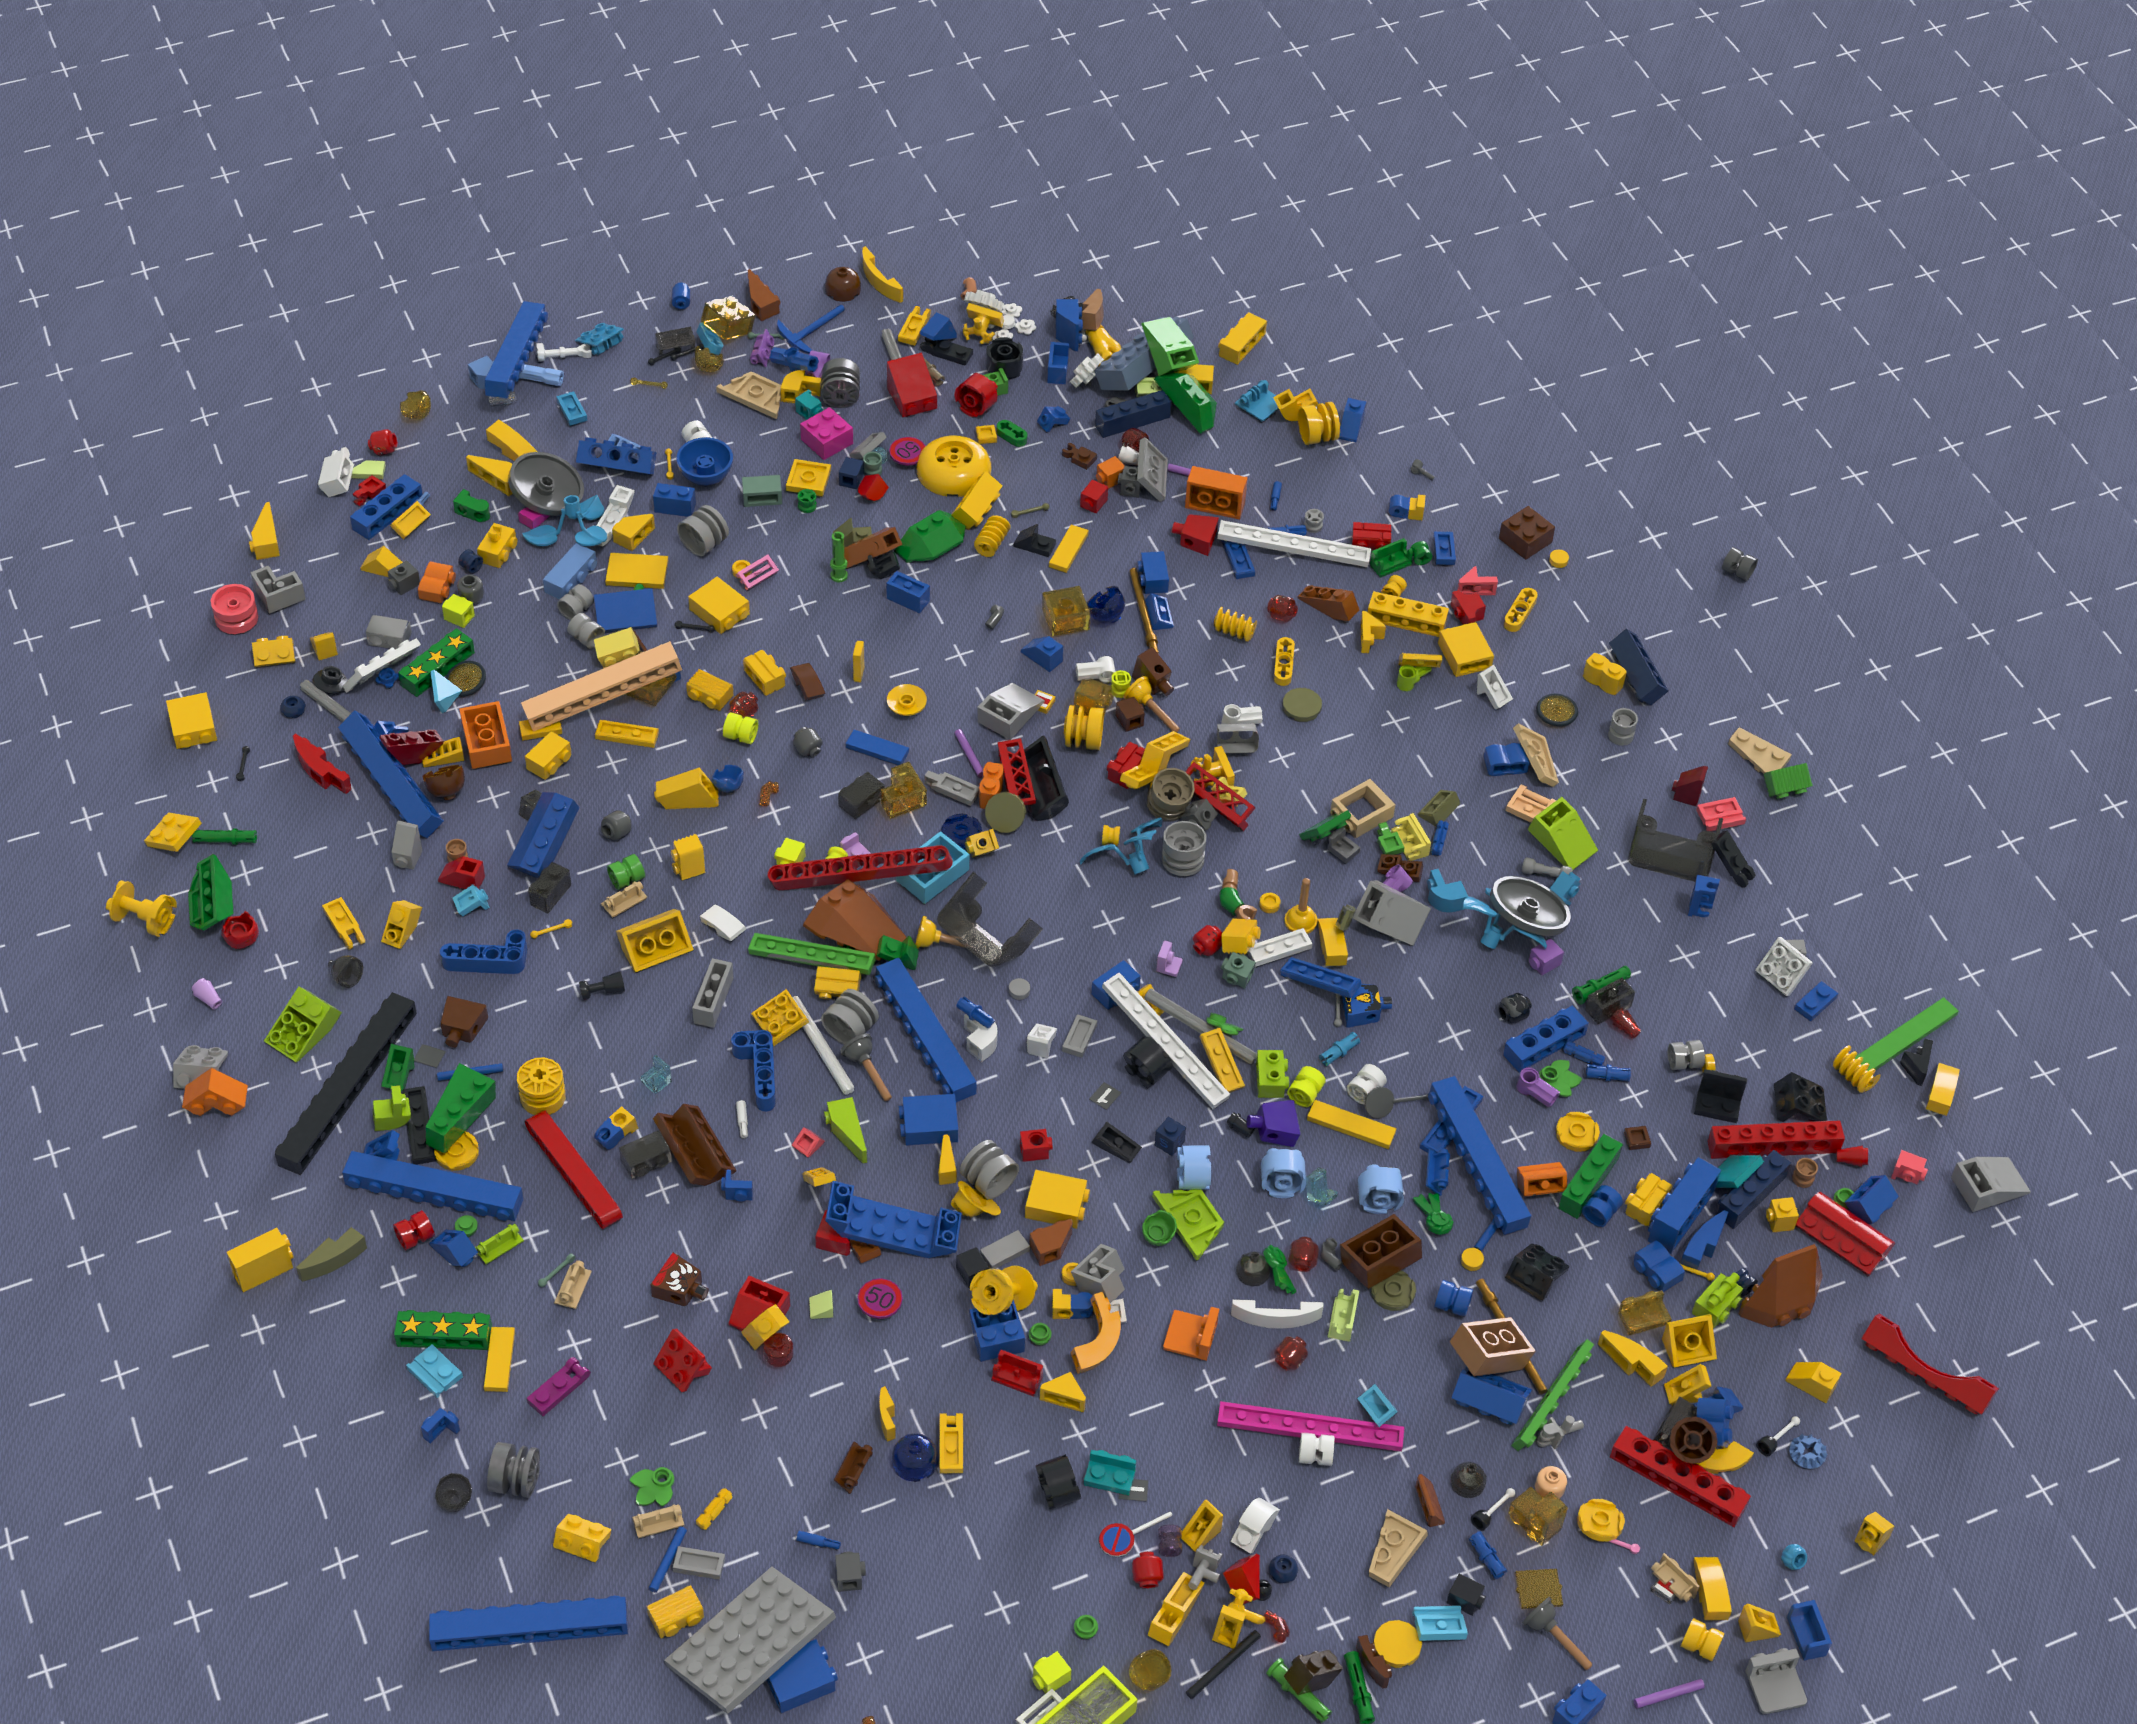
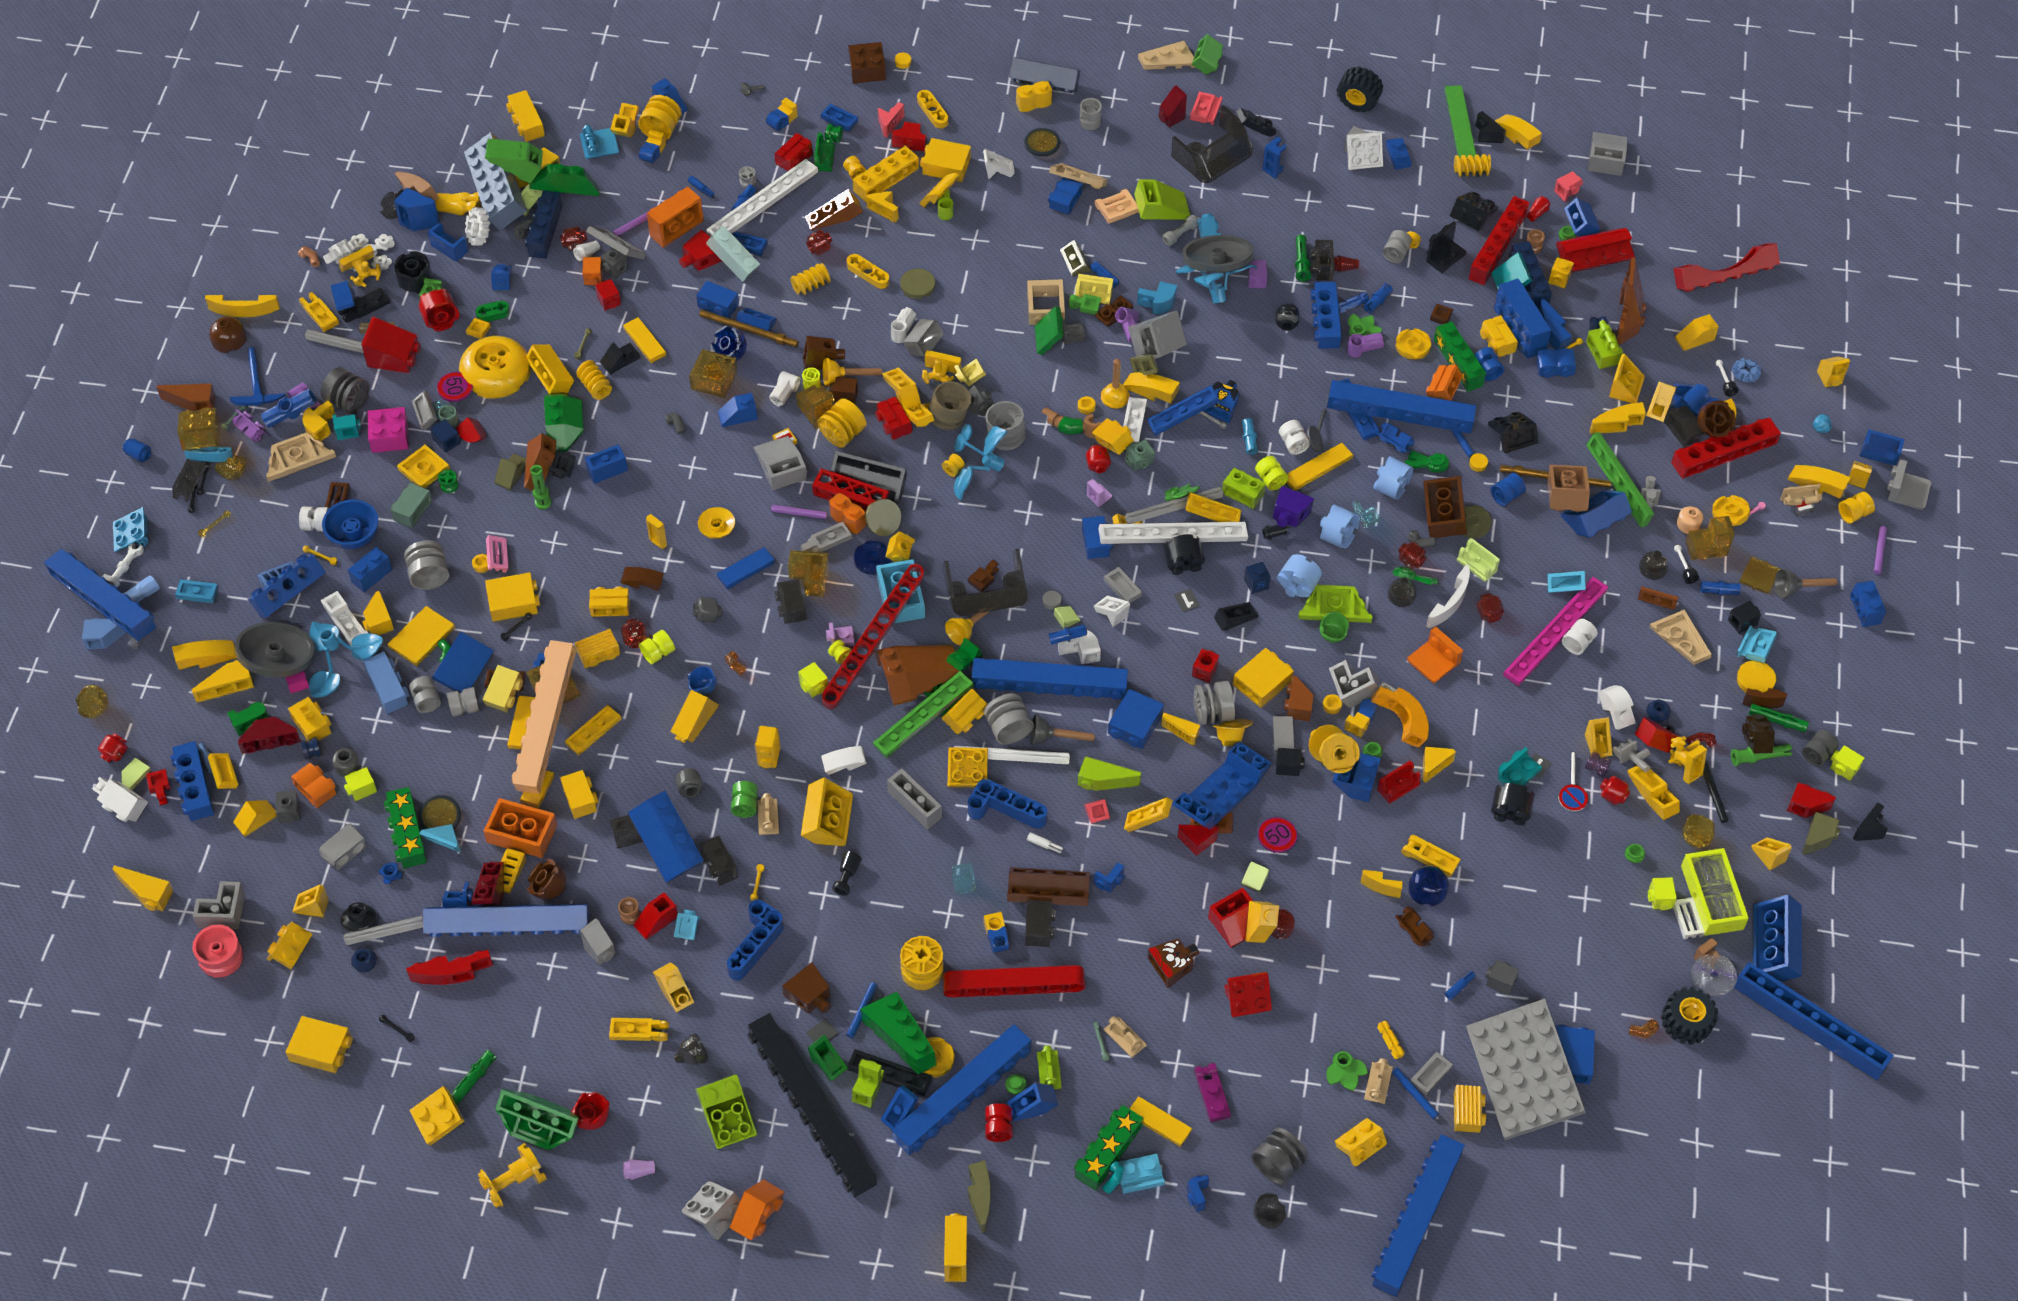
camera: 55 degrees left, 5 degrees up
(392, 656) = (378, 869): white wing -> none
(419, 1348) = (1115, 1179): none -> teal arm
(462, 526) = (267, 734): none -> dark red slope
(738, 445) = (337, 498): none -> reddish brown tile
(1003, 923) = (981, 578): none -> reddish brown plate
(1009, 1008) = (1066, 616): none -> yellowish green slope
(1081, 457) = (555, 281): reddish brown plate -> none
(1207, 551) = (732, 253): none -> light aqua brick
(1222, 808) = (993, 381): red fence -> none
(1286, 439) = (653, 146): none -> leg
(1644, 1312) = (1589, 392): clear yellow bracket -> none
(1857, 921) = (1360, 89): none -> black wheel

